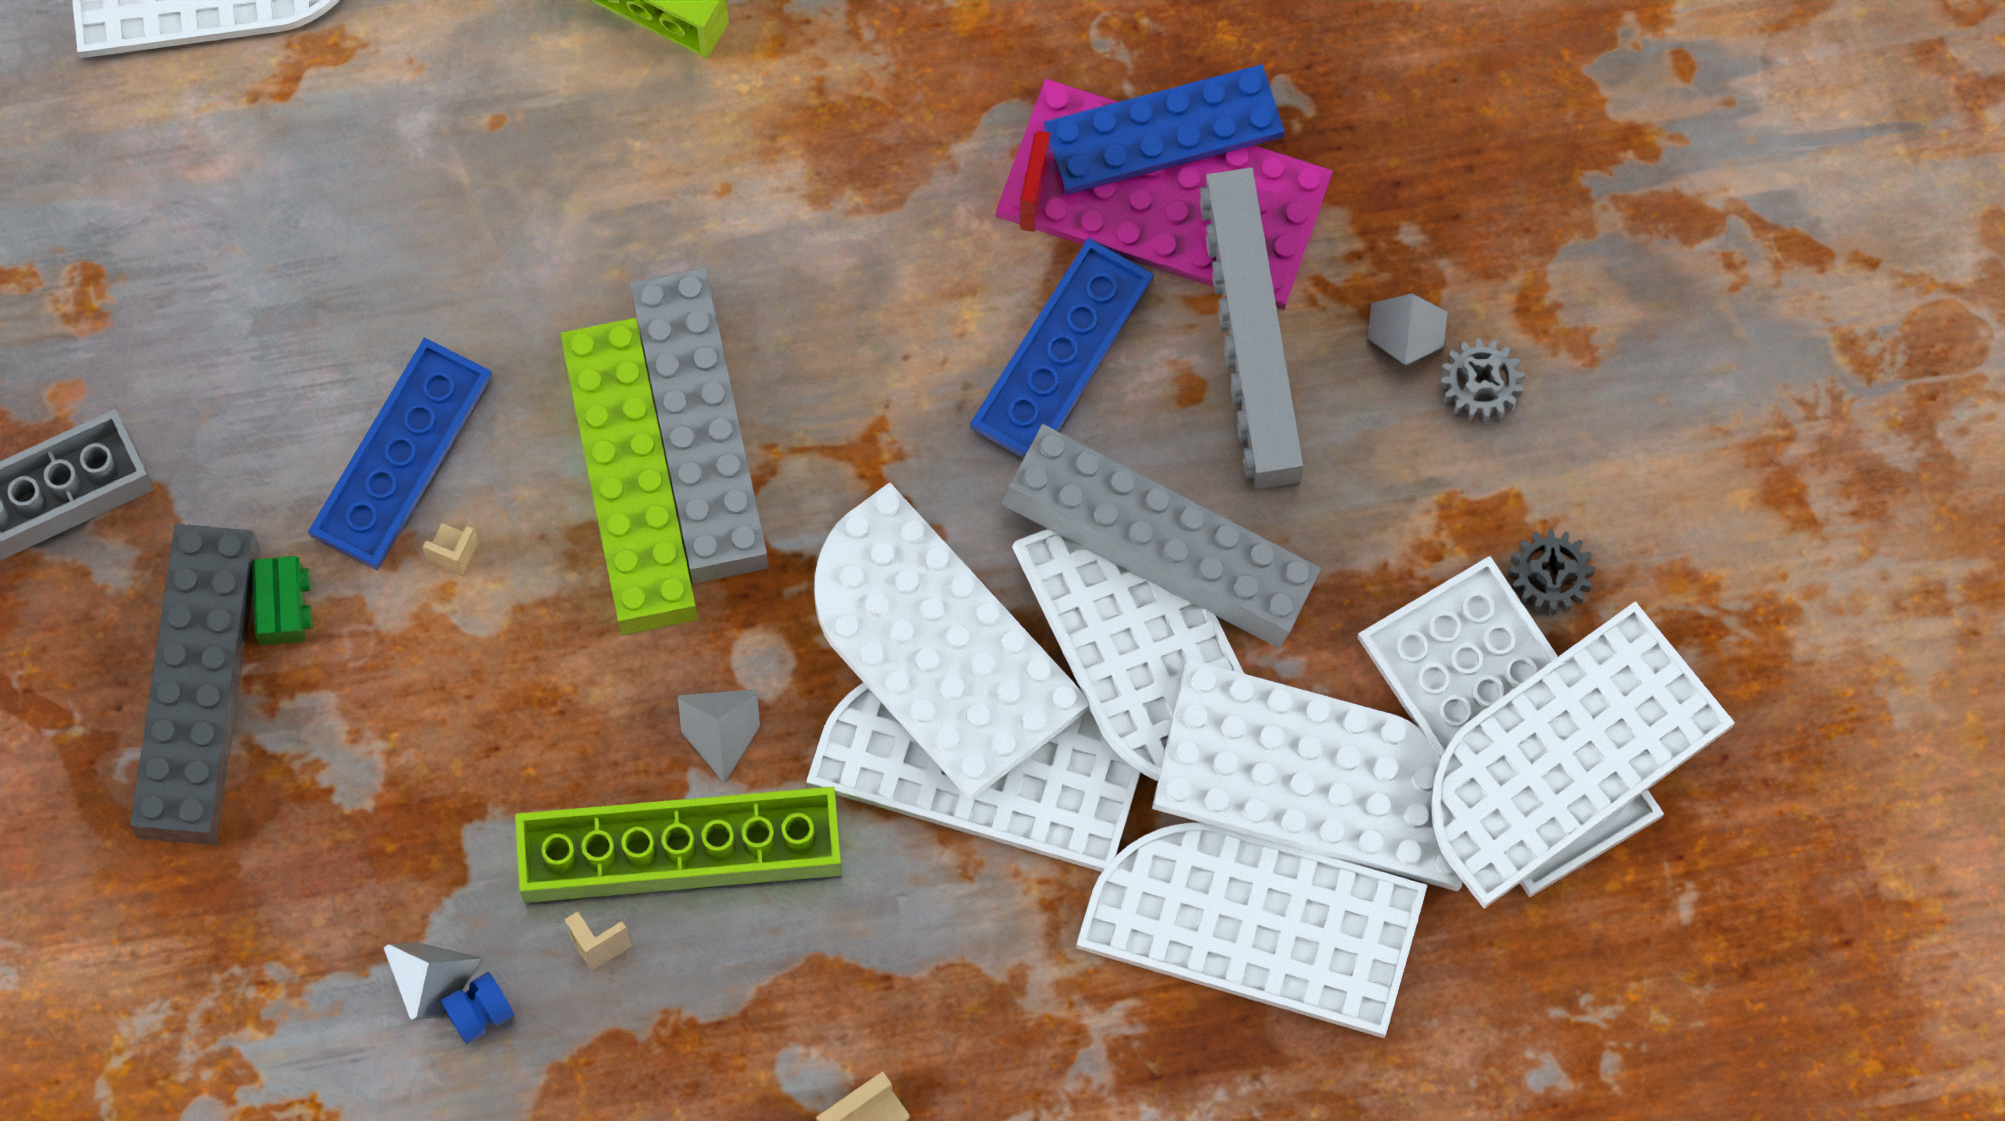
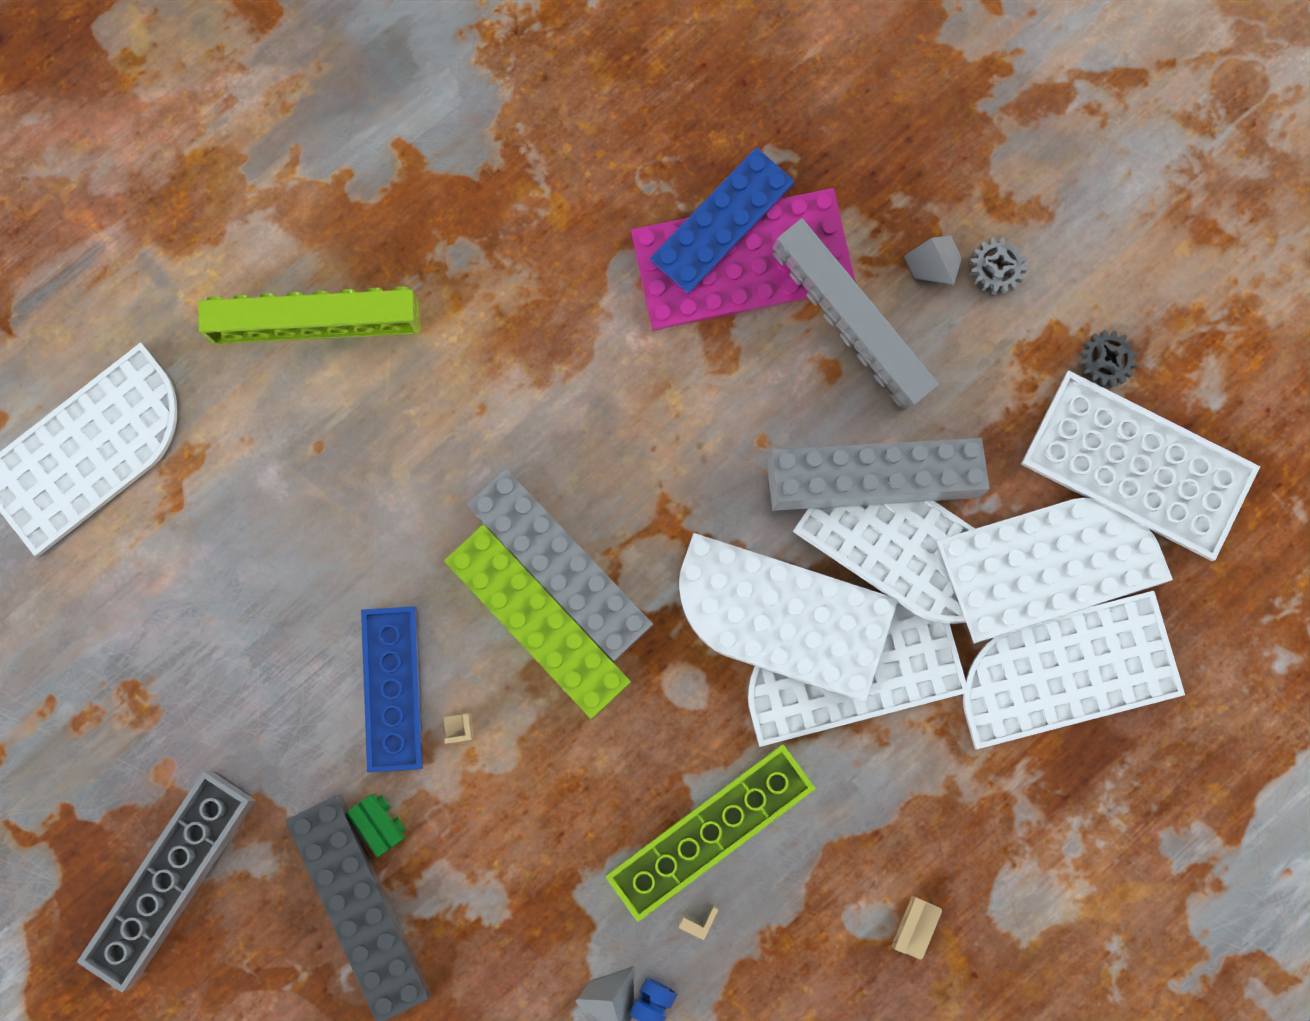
camera: 30 degrees left, 10 degrees up
(720, 726) = (687, 742): light grey slope -> none
(1034, 180) = (670, 299): red tile -> none
(1062, 348) = (744, 391): blue plate -> none
(1568, 752) = (1188, 464): white plate -> none

